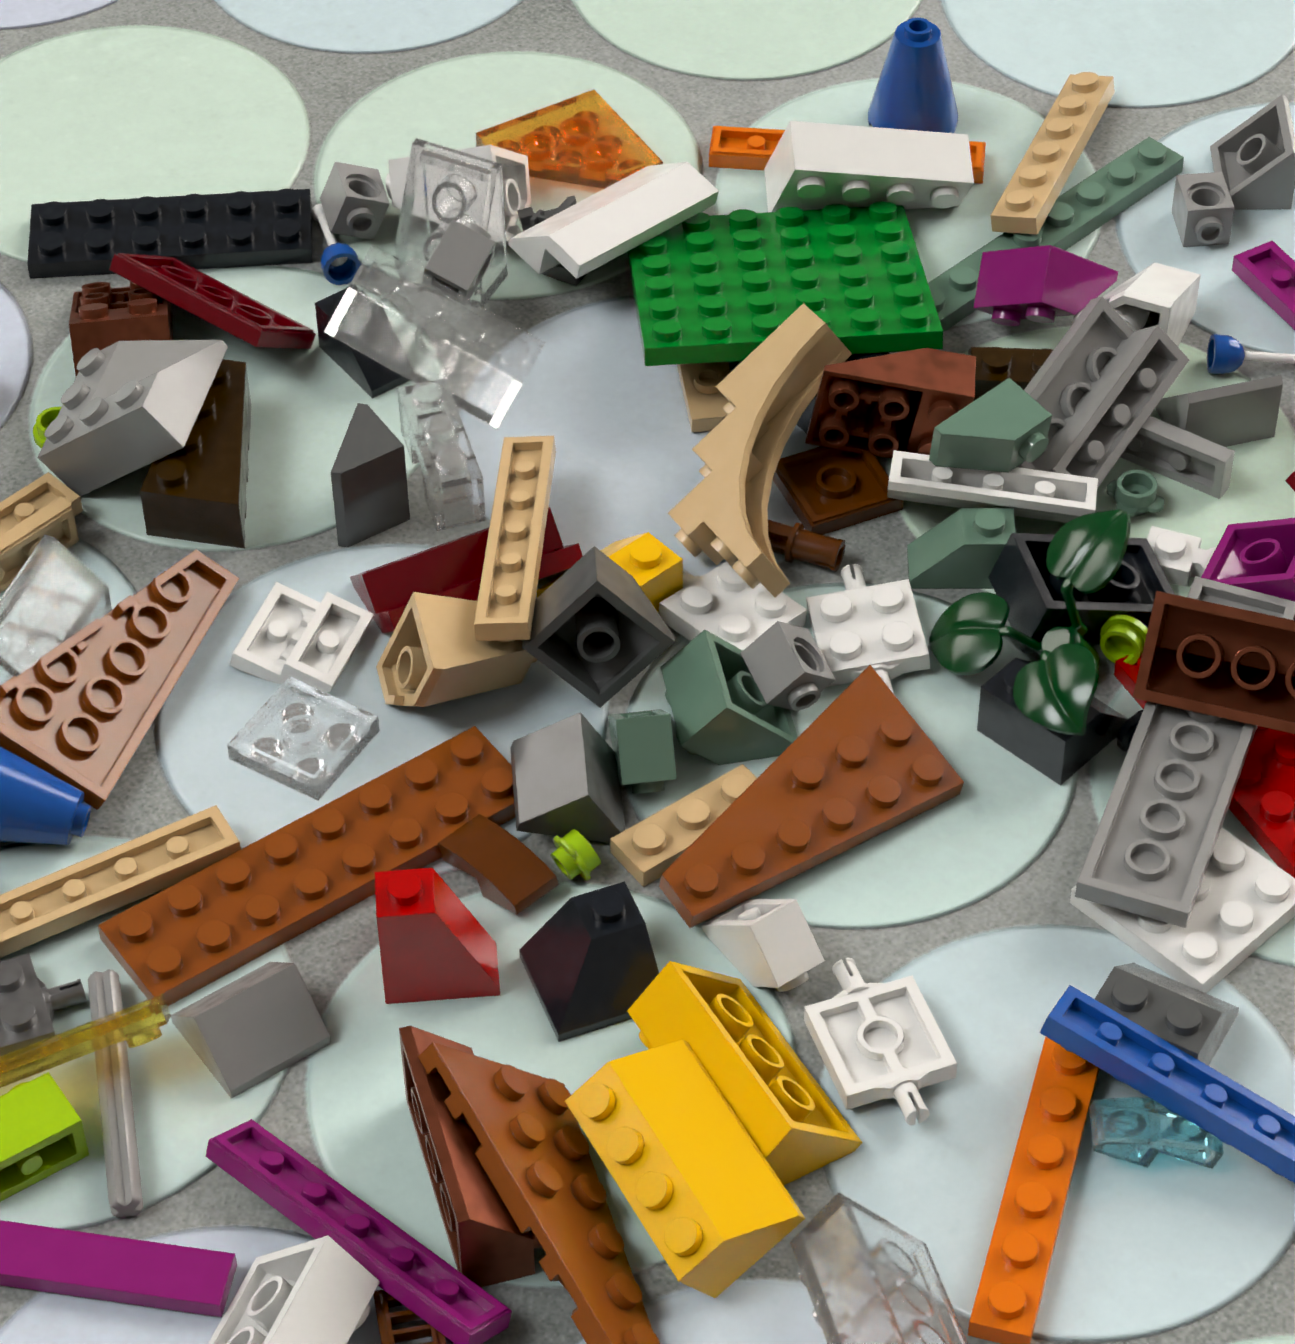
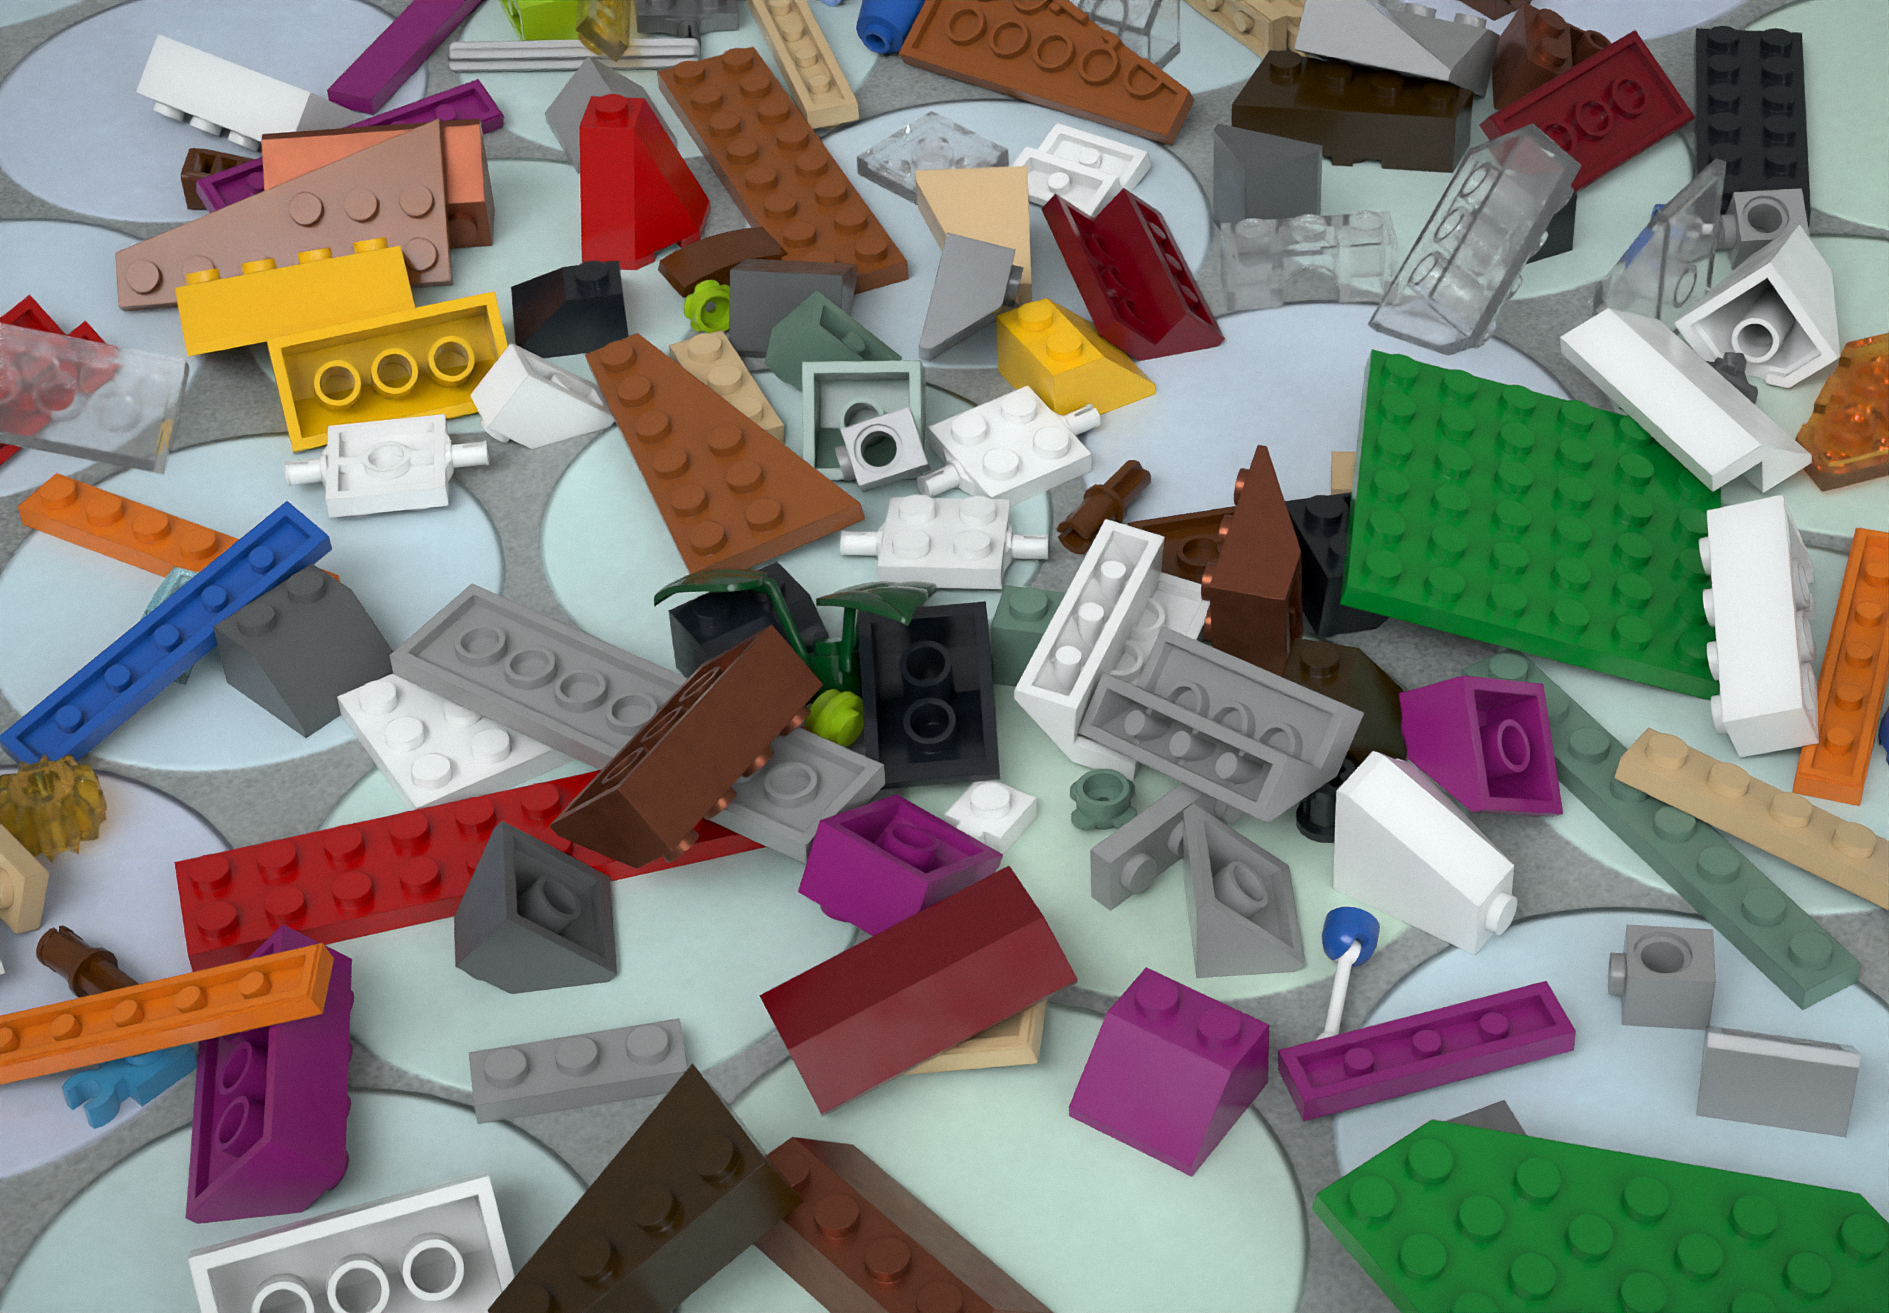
camera: 105 degrees right, 5 degrees down
(461, 257) = (1572, 244): light grey brick -> none
(515, 539) = (1124, 260): tan plate -> none
(766, 399) = (1150, 428): tan arch -> none
(993, 432) = (1141, 593): sand green slope -> none

